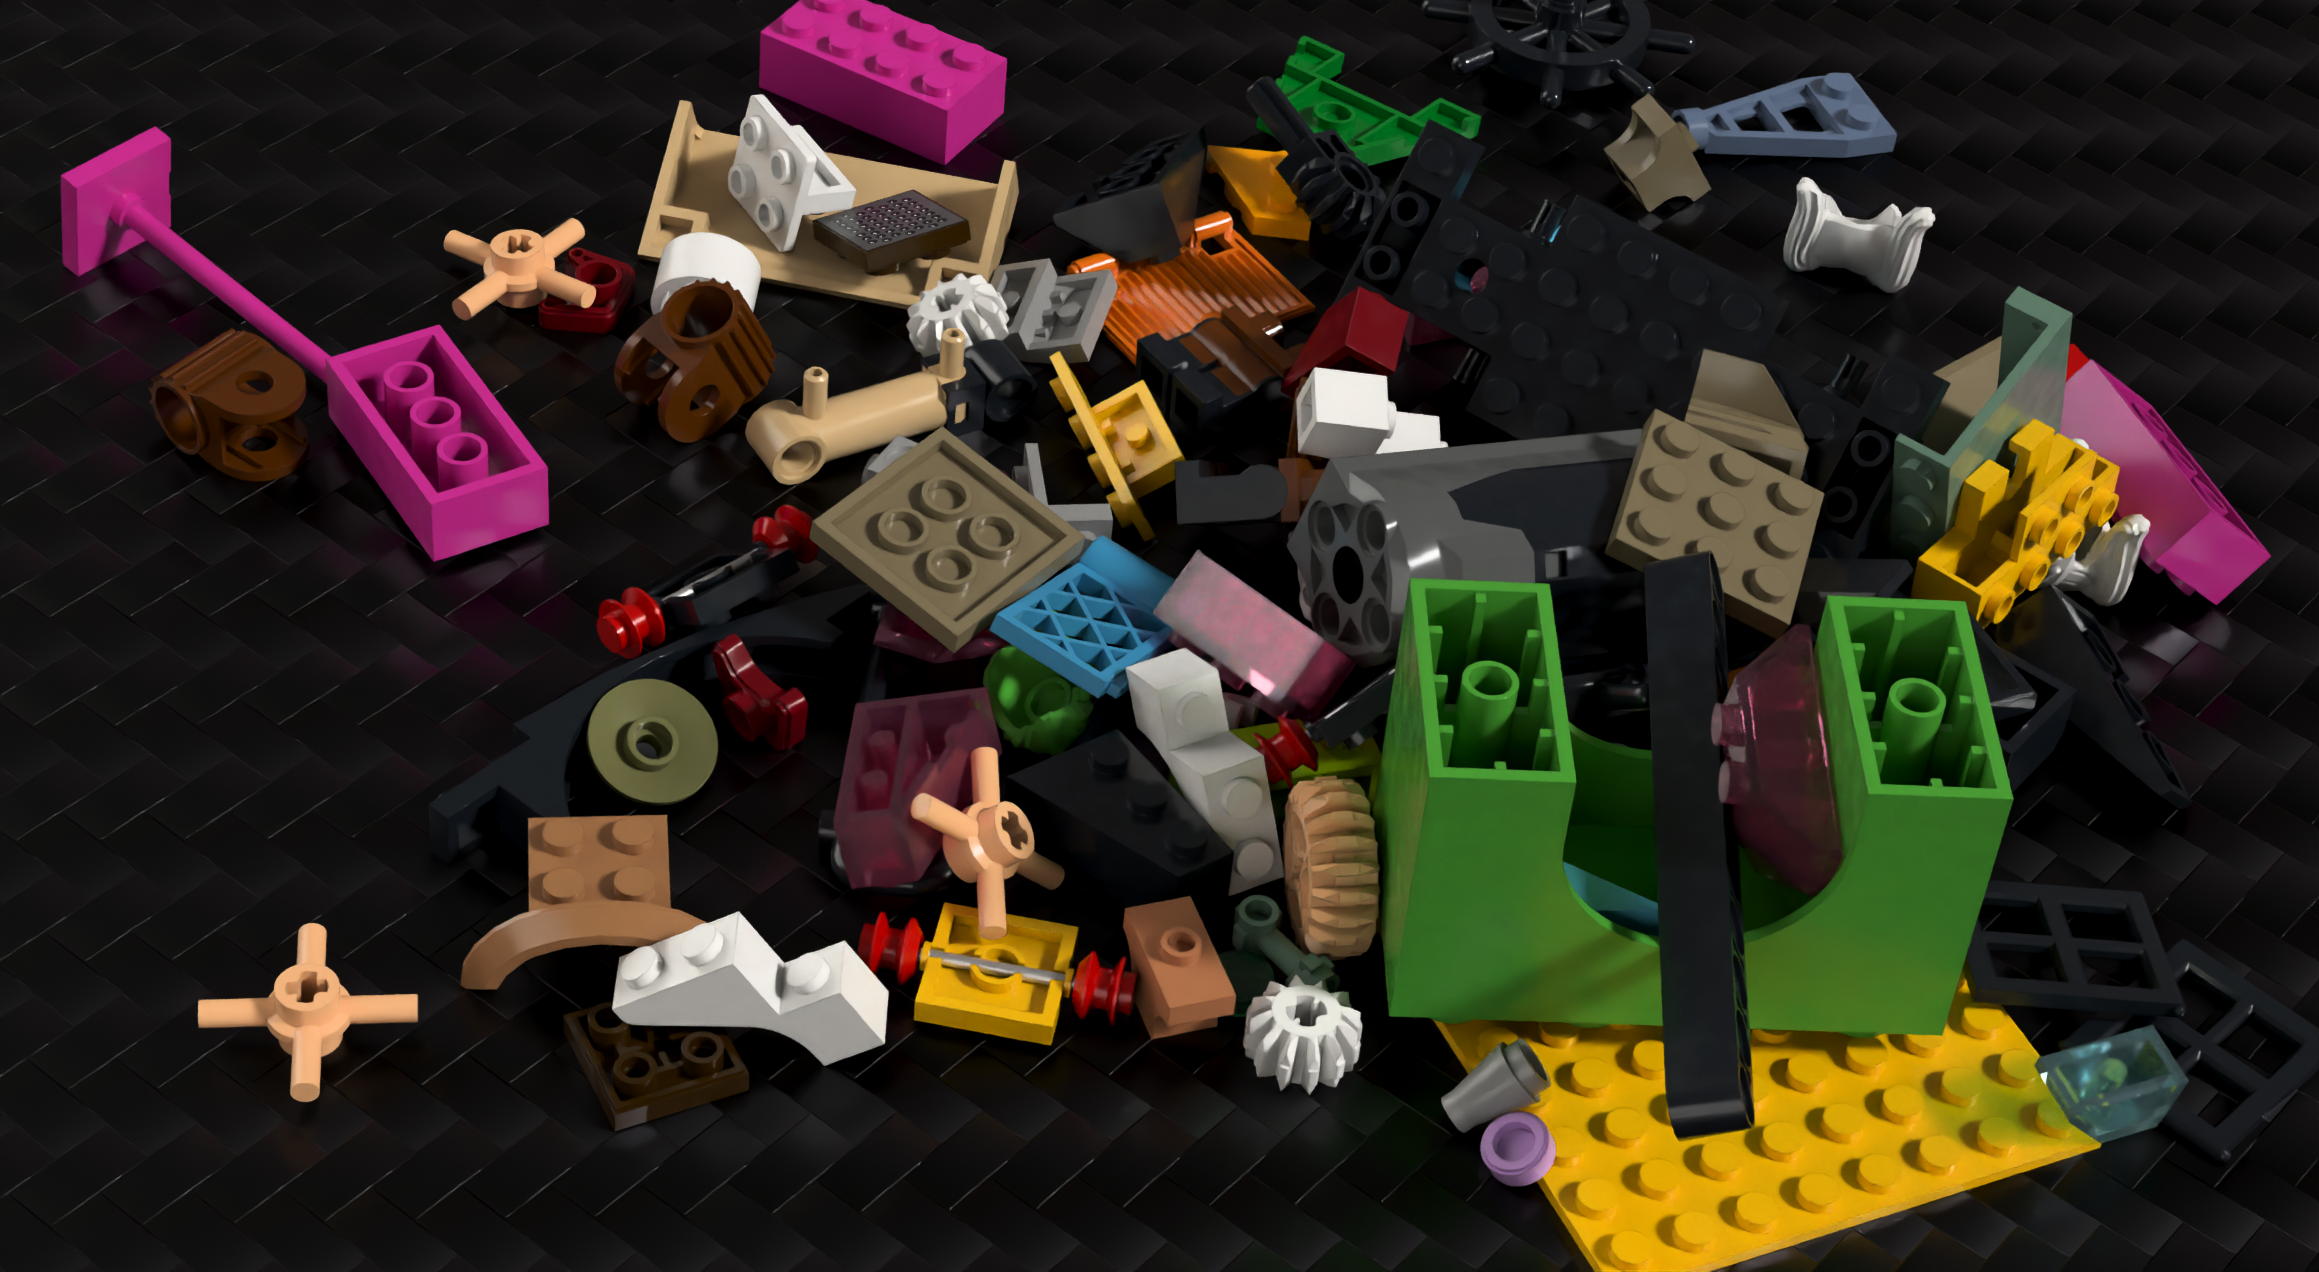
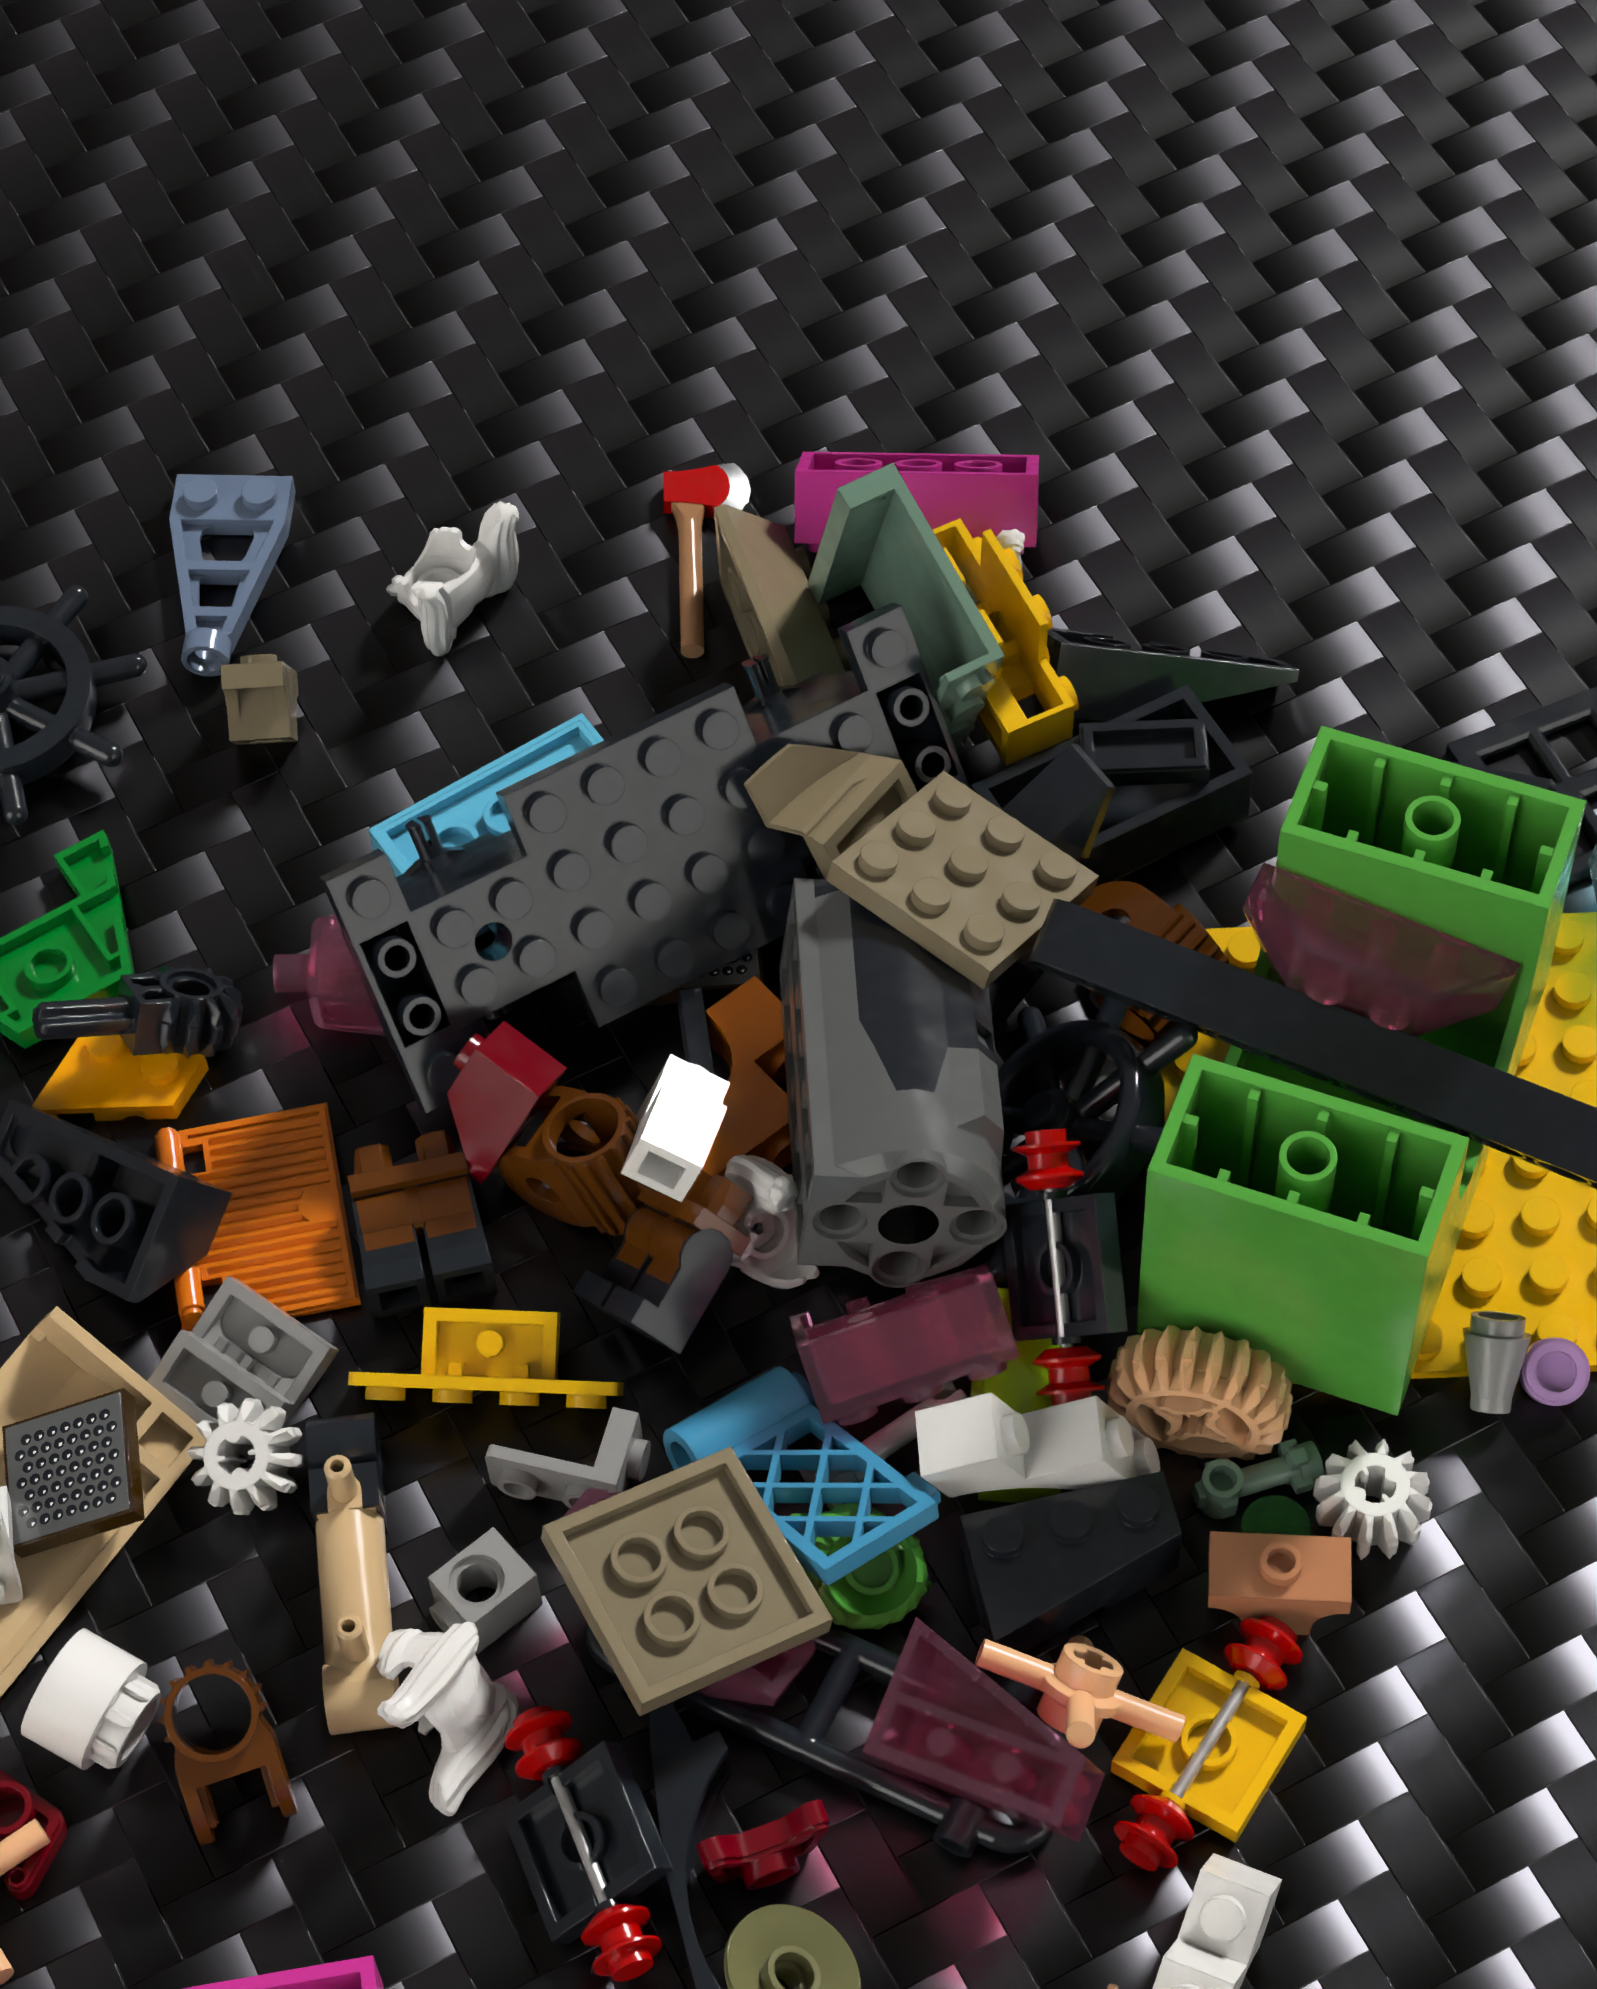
camera: 60 degrees left, 15 degrees up
(800, 466) = (454, 1696): none -> white hair

